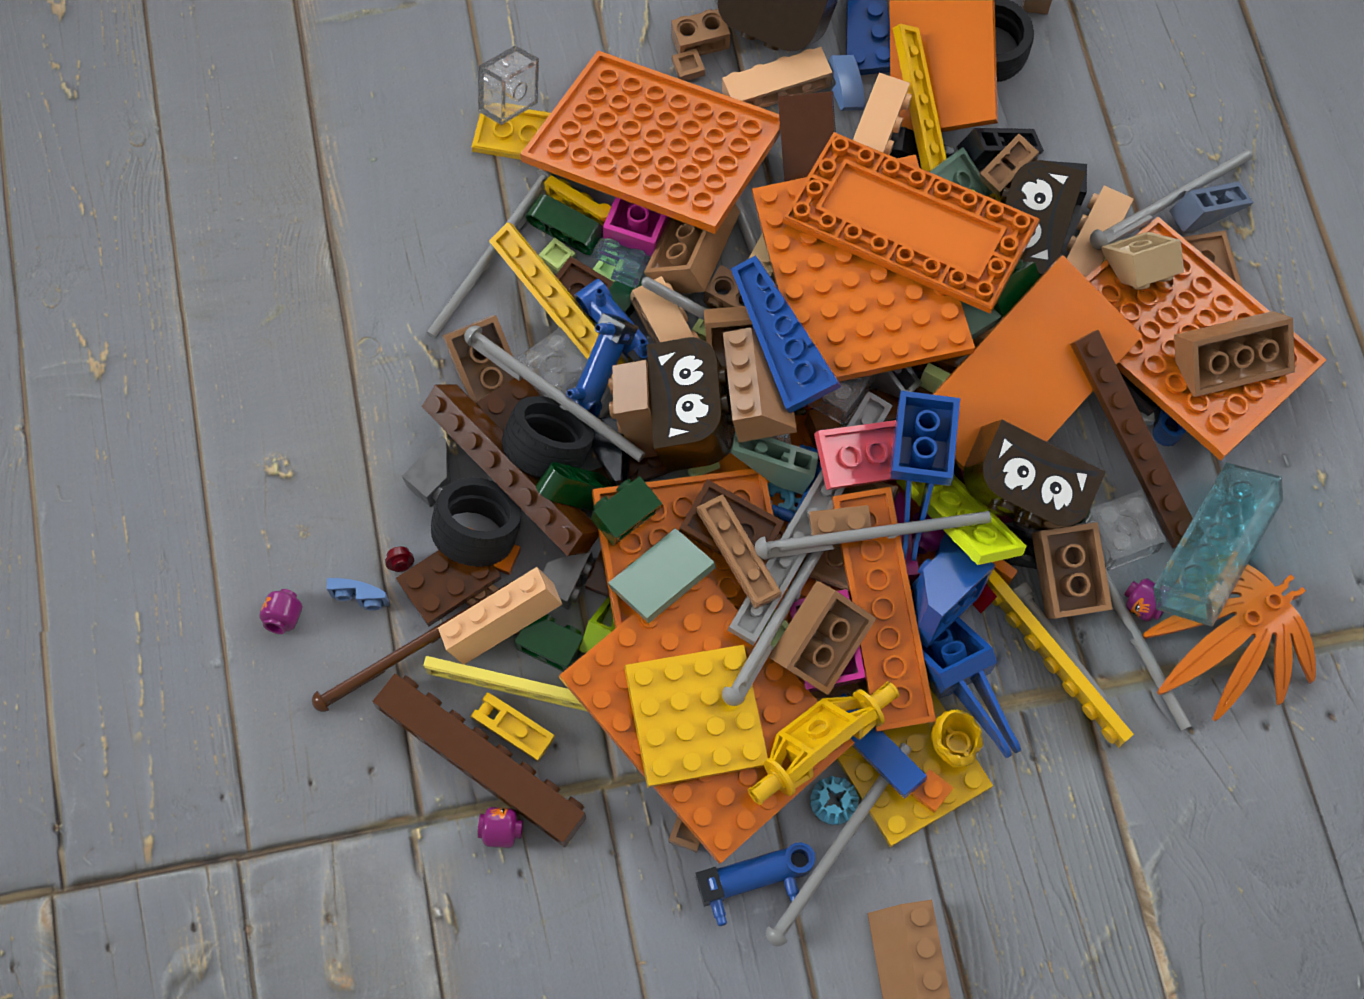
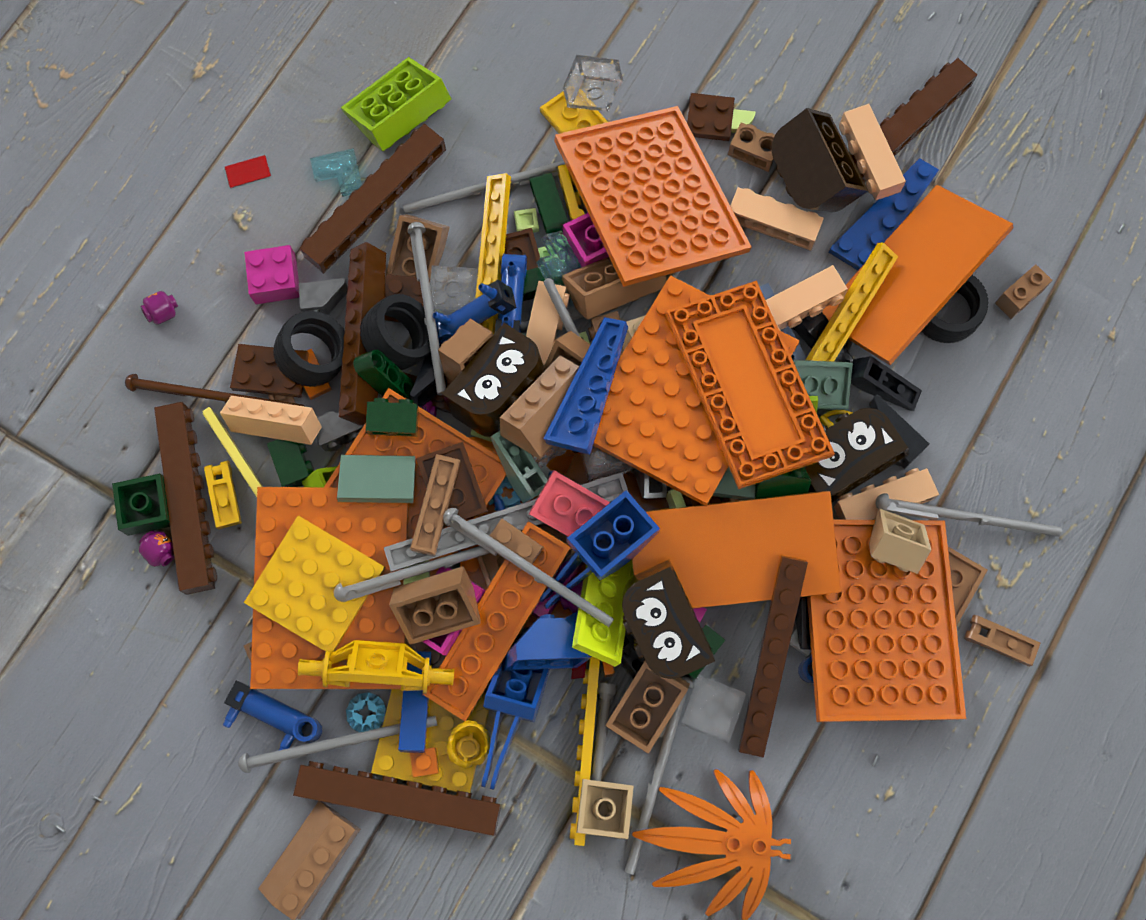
camera: 45 degrees right, 5 degrees up
(240, 420) = (247, 171): none -> red sticker
(331, 244) = (397, 103): none -> lime slope
(332, 342) = (339, 165): none -> clear light blue plate
(365, 490) = (272, 274): none -> dark pink brick
(366, 595) = (212, 336): medium blue slope -> none
(394, 347) = (373, 198): none -> reddish brown brick
(399, 559) = (253, 334): dark red plate -> none
(449, 797) = (141, 504): none -> dark green brick
(634, 37) = (710, 116): none -> reddish brown plate
(662, 21) = (741, 116): none -> yellowish green tile
(688, 65) = (727, 161): medium nougat plate -> none
(805, 130) = (755, 260): reddish brown tile -> none
(848, 86) = (821, 254): medium blue slope -> none
(936, 846) = (398, 800): none -> reddish brown brick
(1003, 167) = (876, 397): medium nougat brick -> none
(1124, 686) = (605, 809): none -> tan slope
(1142, 600) = (683, 767): magenta head -> none
(1208, 205) = (993, 544): sand blue slope -> none
(1218, 544) = (761, 775): clear light blue brick -> none
(1236, 352) = (899, 659): medium nougat slope -> none
(1290, 277) = (1003, 640): none -> medium nougat plate

